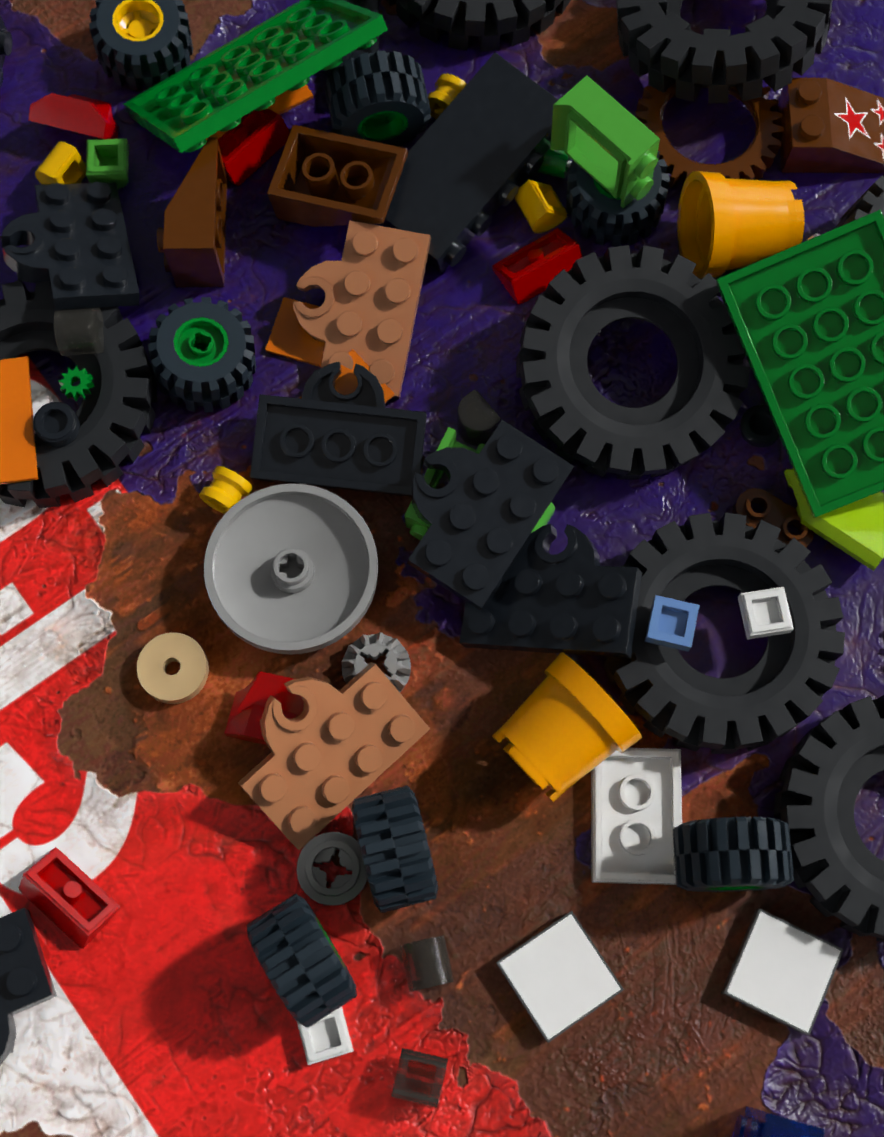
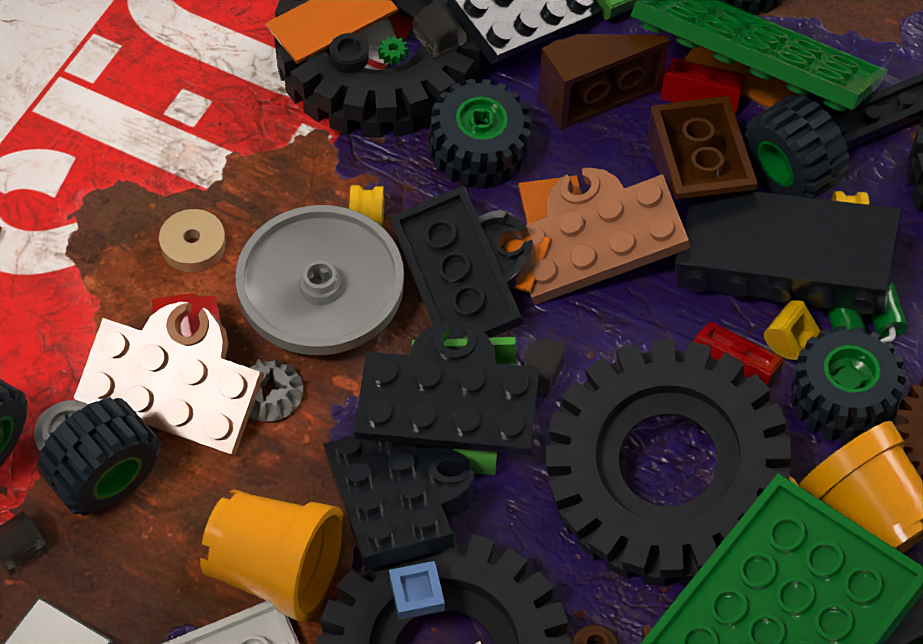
camera: 65 degrees right, 15 degrees down
(605, 140) = (860, 324): bright green window -> none

